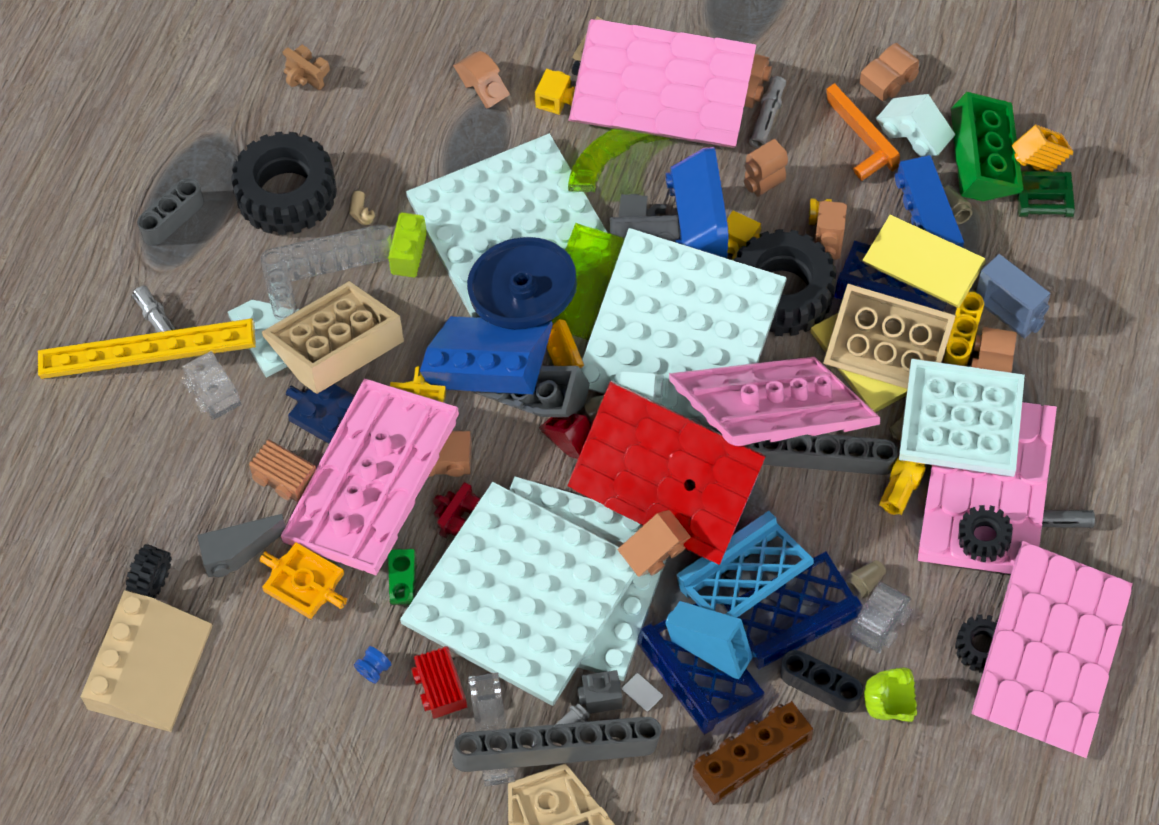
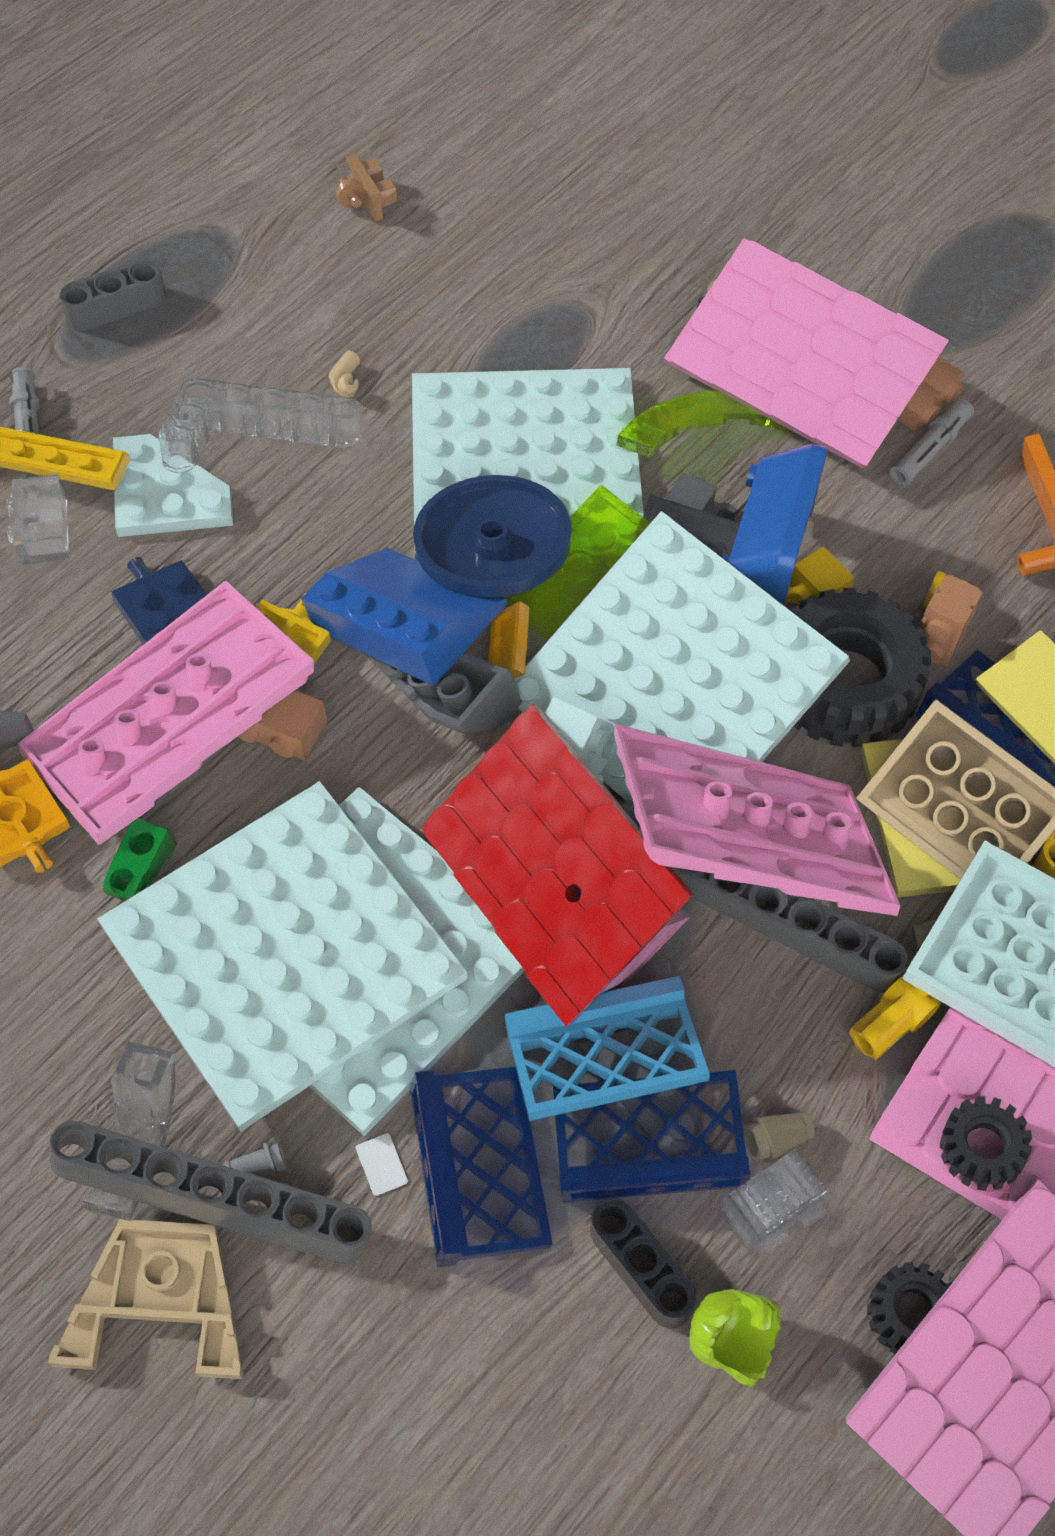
camera: 20 degrees right, 0 degrees up
(278, 156) = (259, 274): black tyre -> none
(281, 471) = (63, 657): nougat brick -> none
(335, 336) = (220, 515): tan slope -> none
(372, 664) = (33, 966): blue wheel -> none
(407, 245) = (376, 438): lime brick -> none
(440, 682) = (108, 1019): red brick -> none
(452, 508) = (254, 797): dark red hips -> none
(482, 74) = (577, 266): nougat brick -> none
(554, 91) = (659, 319): yellow brick -> none
(567, 433) = (456, 754): dark red slope -> none
(600, 692) = (318, 1140): dark grey brick -> none
(654, 543) = (488, 957): nougat brick -> none
(711, 637) = (507, 1128): dark azure slope -> none
(752, 752) = (489, 1327): reddish brown brick -> none
(765, 167) = (894, 508): nougat brick -> none

